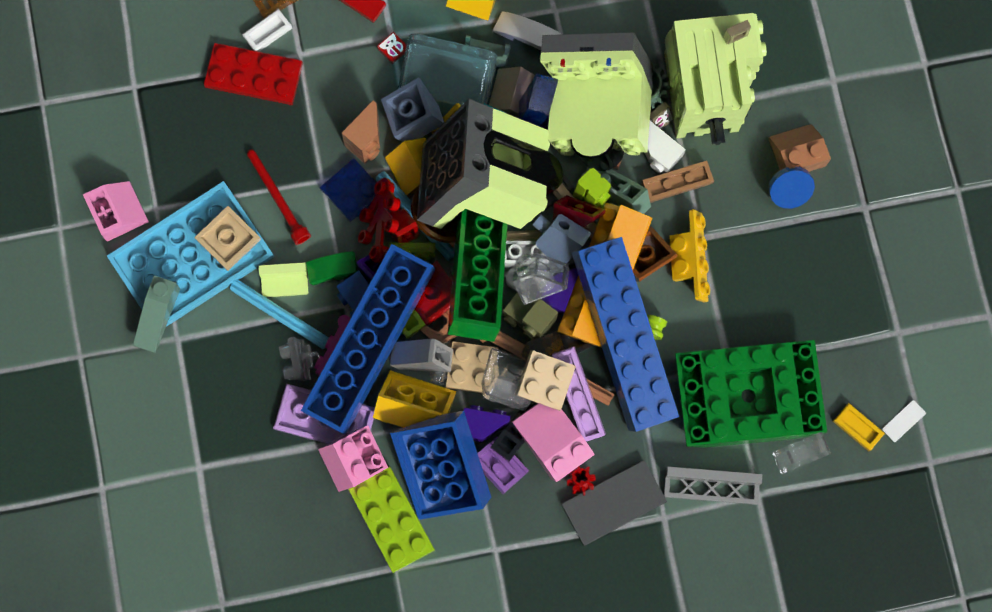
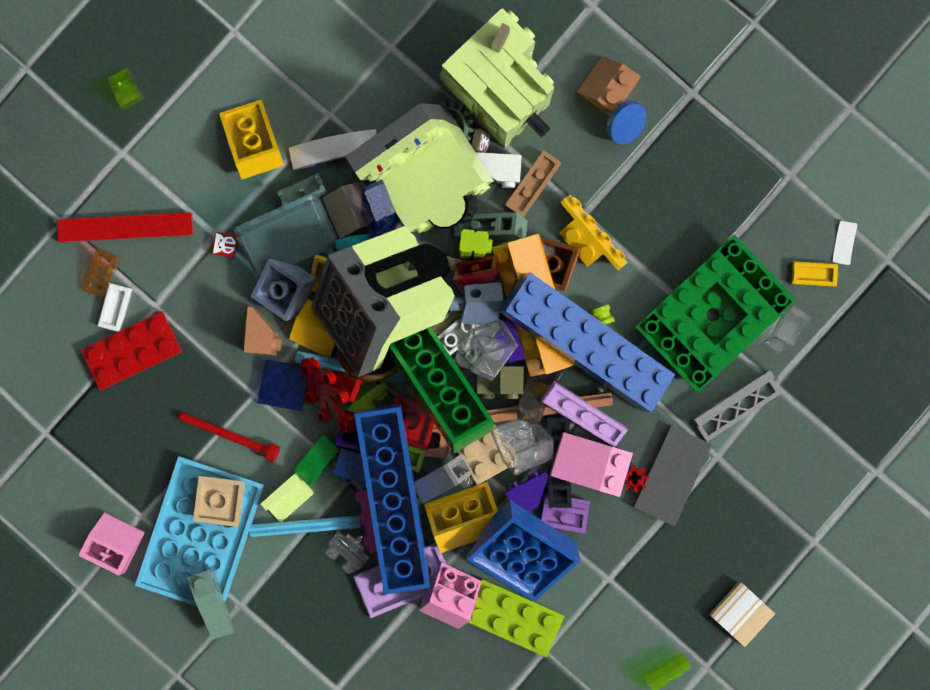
camera: 35 degrees left, 10 degrees up
(545, 380) = (553, 427): tan plate -> none

